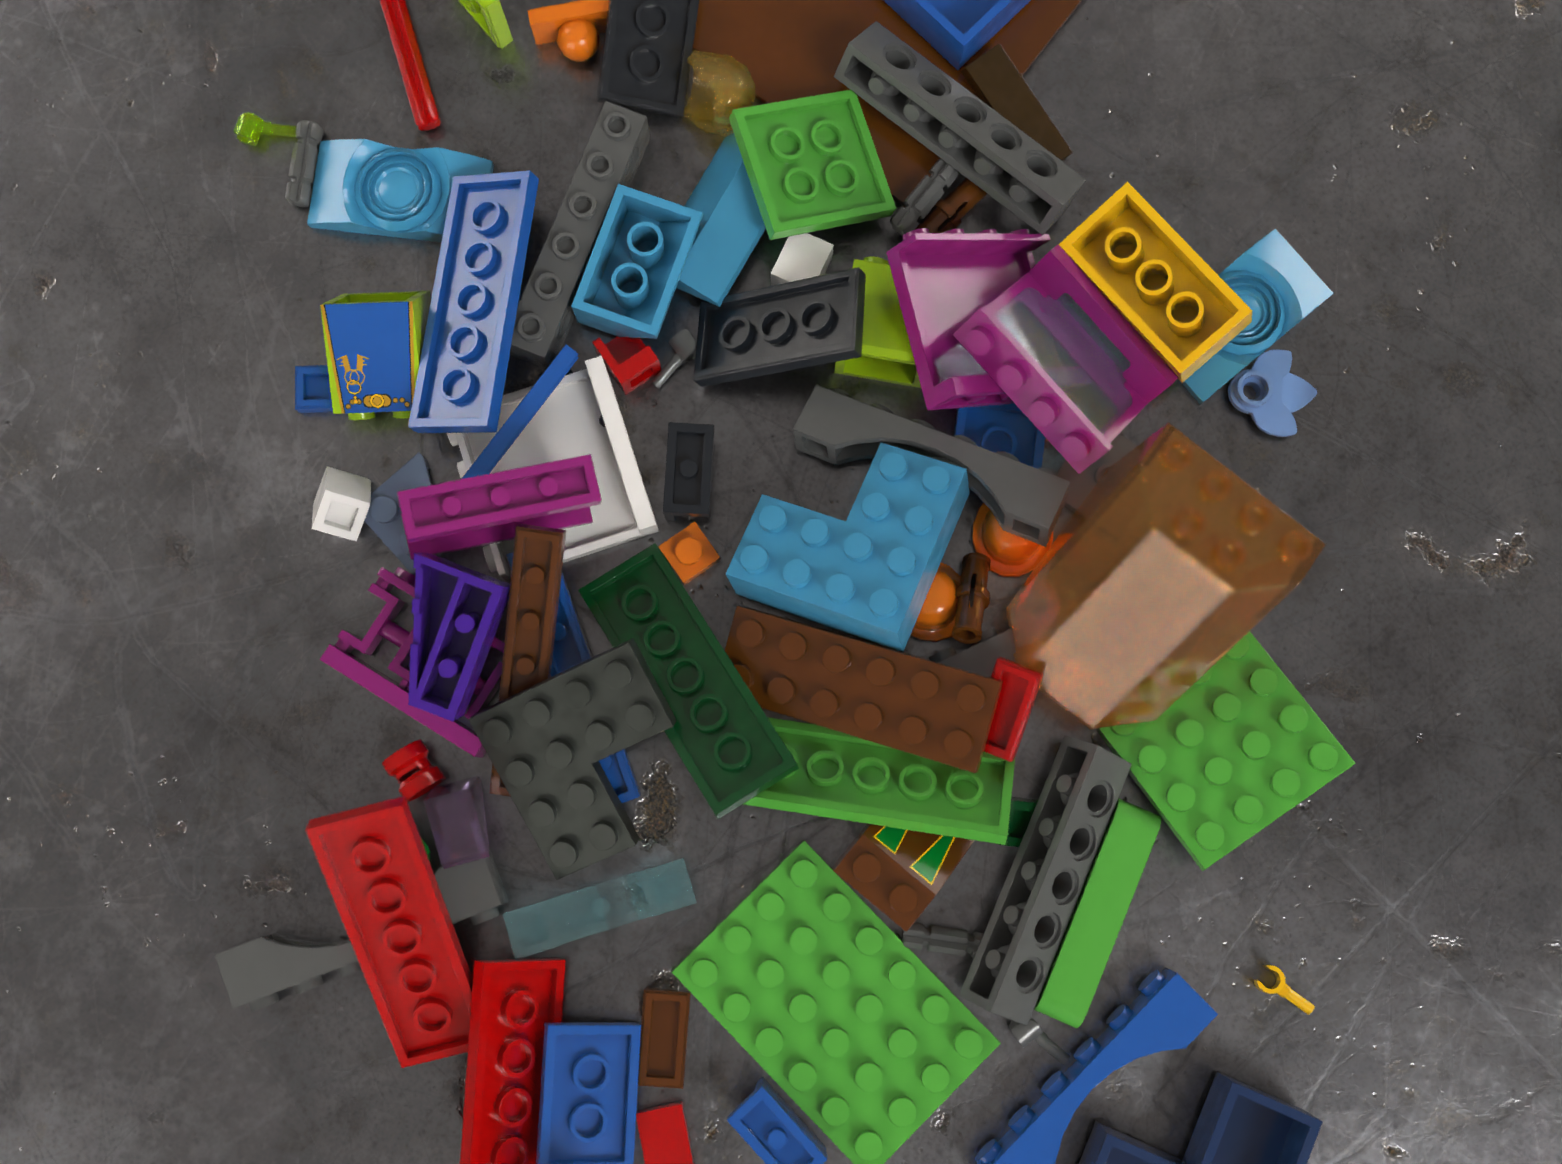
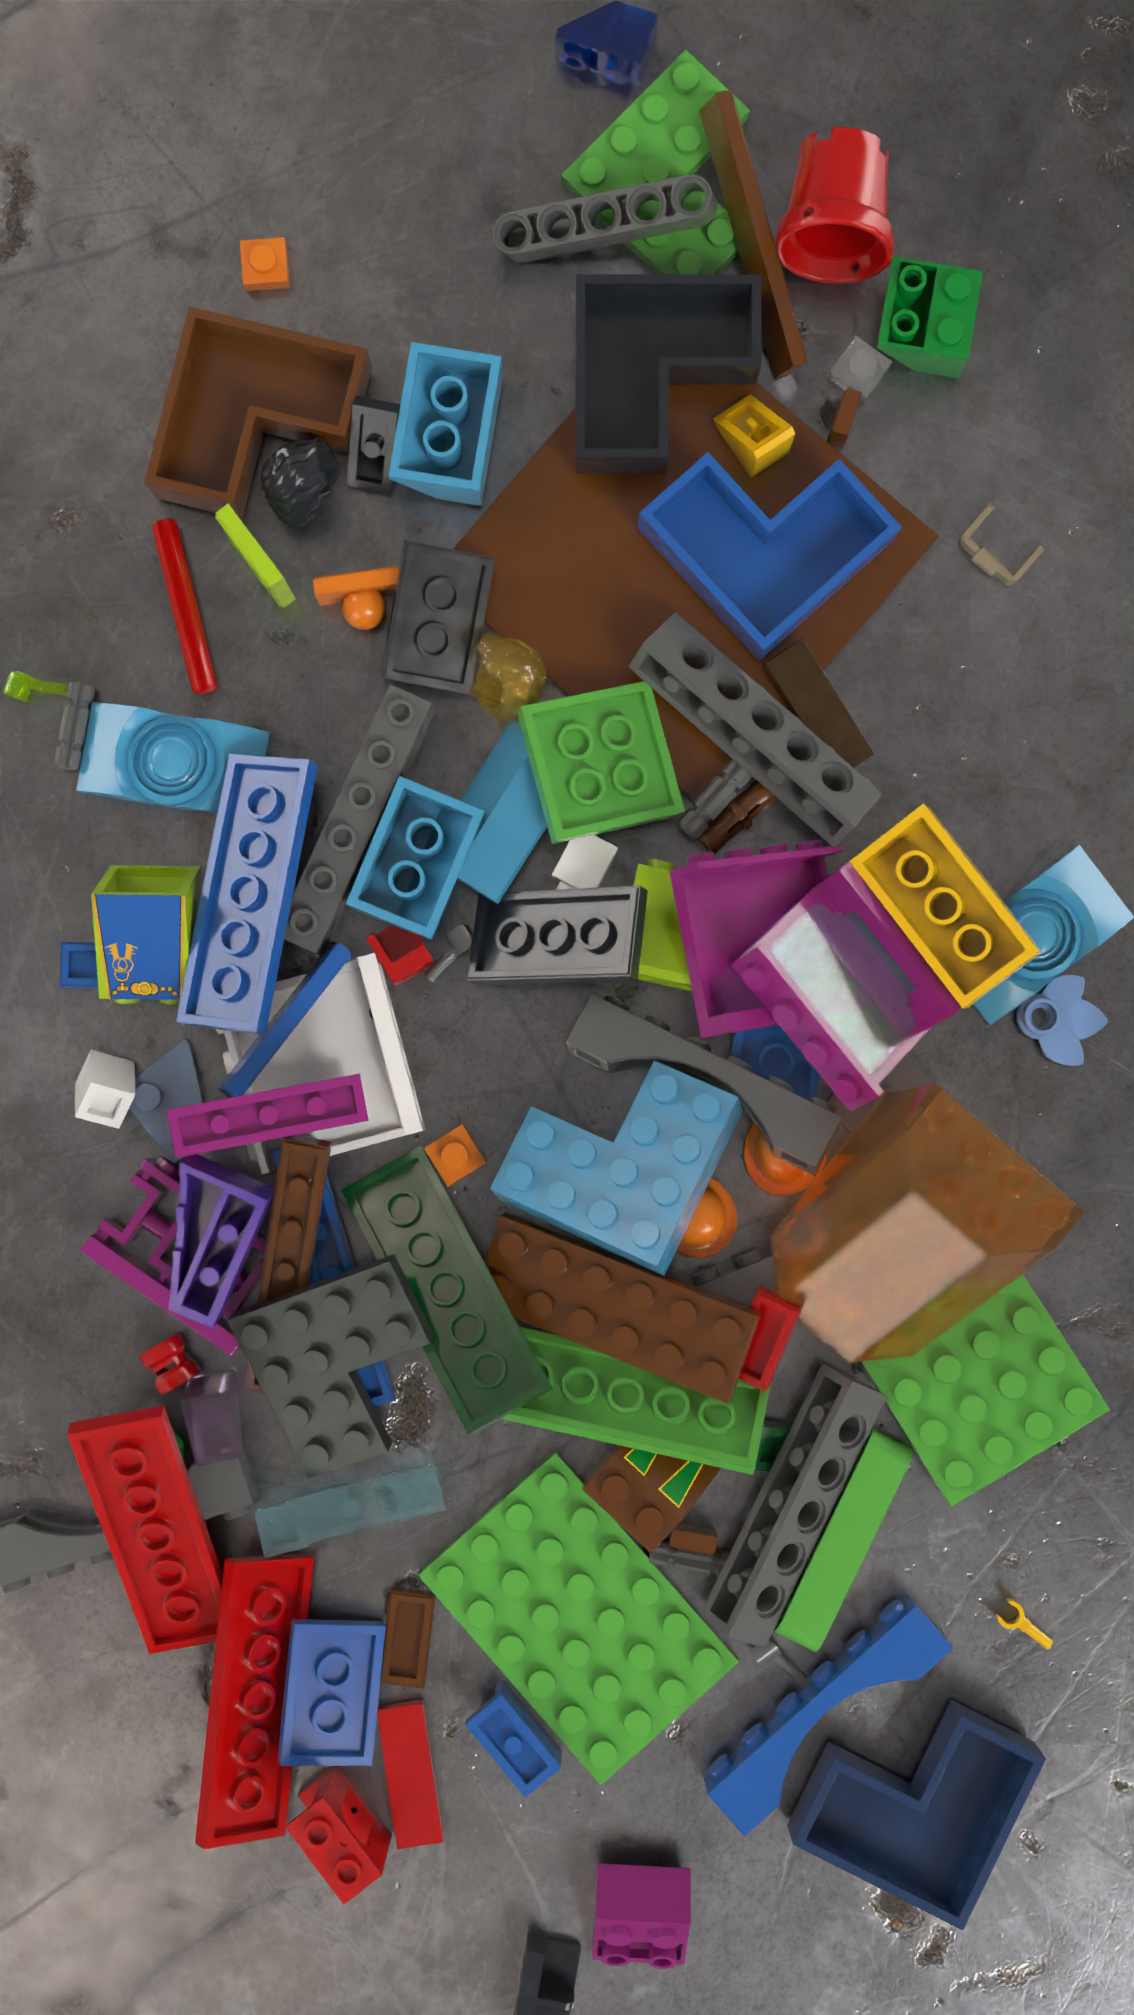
camera: 10 degrees right, 5 degrees up
(688, 470) = (458, 1076): black panel -> none
(947, 918) = (693, 1538): none -> reddish brown tile
(969, 620) = (731, 1245): reddish brown pin -> none

